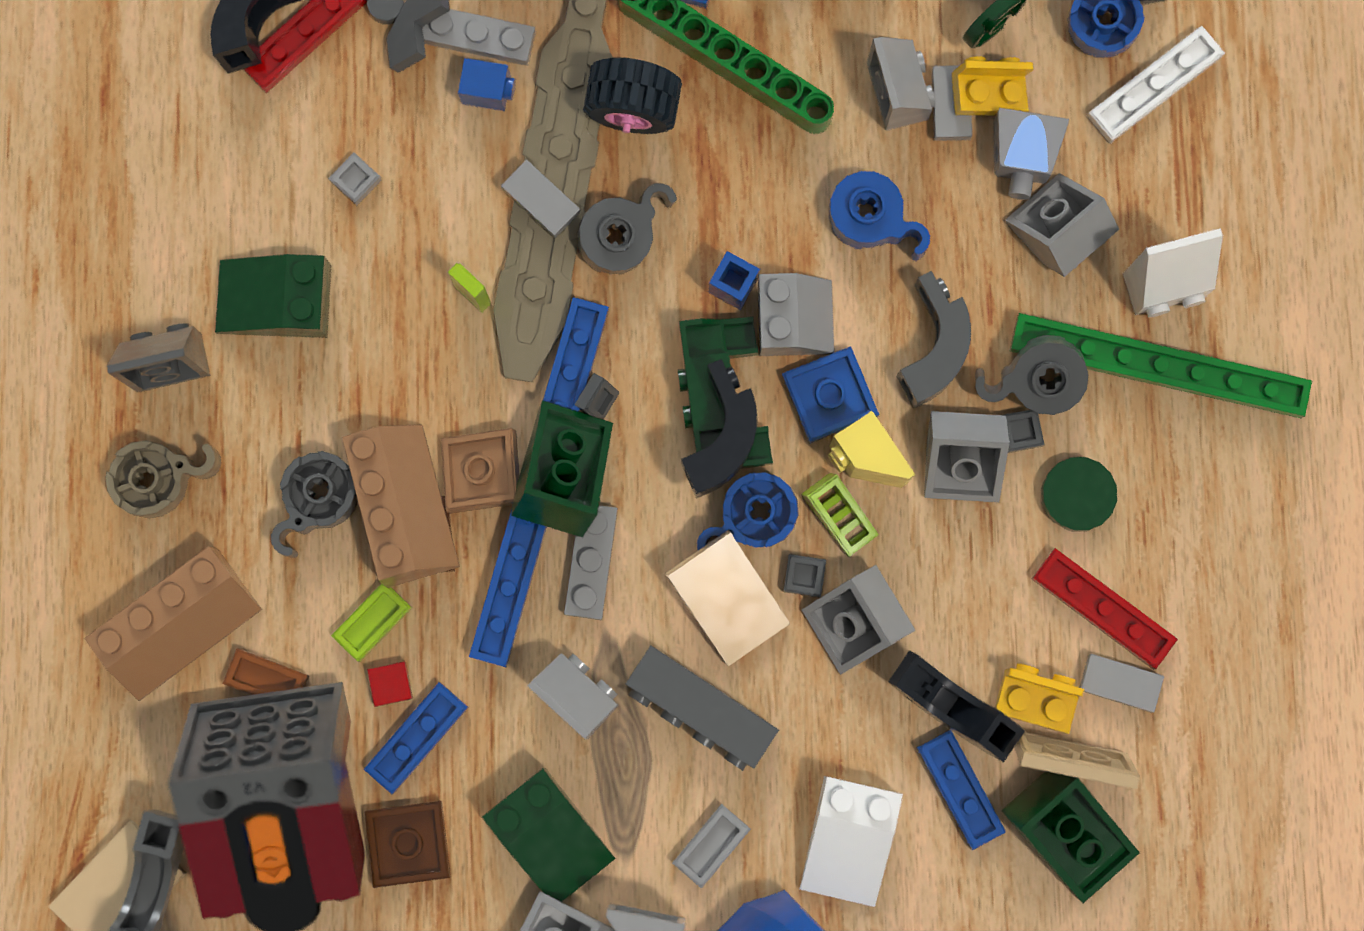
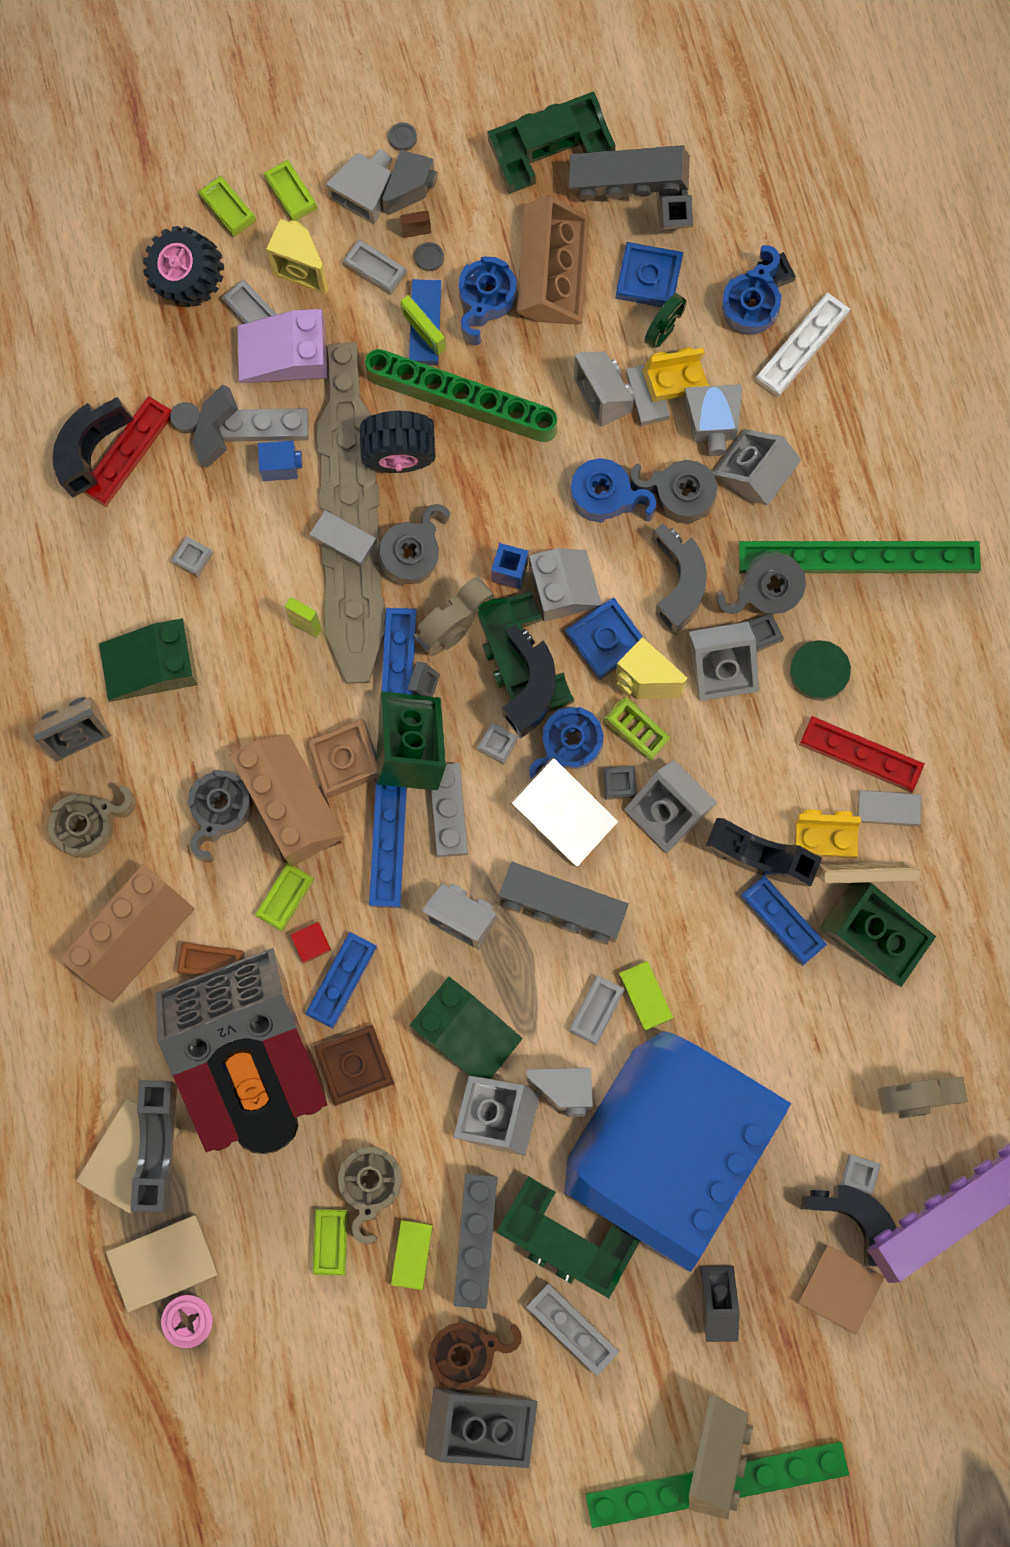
camera: 10 degrees left, 5 degrees down
(642, 338) = (448, 626): none -> dark tan piece
(669, 493) = (497, 743): none -> light grey tile
(774, 843) = (646, 996): none -> lime tile
(850, 841) = (706, 979): white slope -> none
(949, 222) = (668, 487): none -> dark grey piece
(1174, 273) = (851, 481): white slope -> none

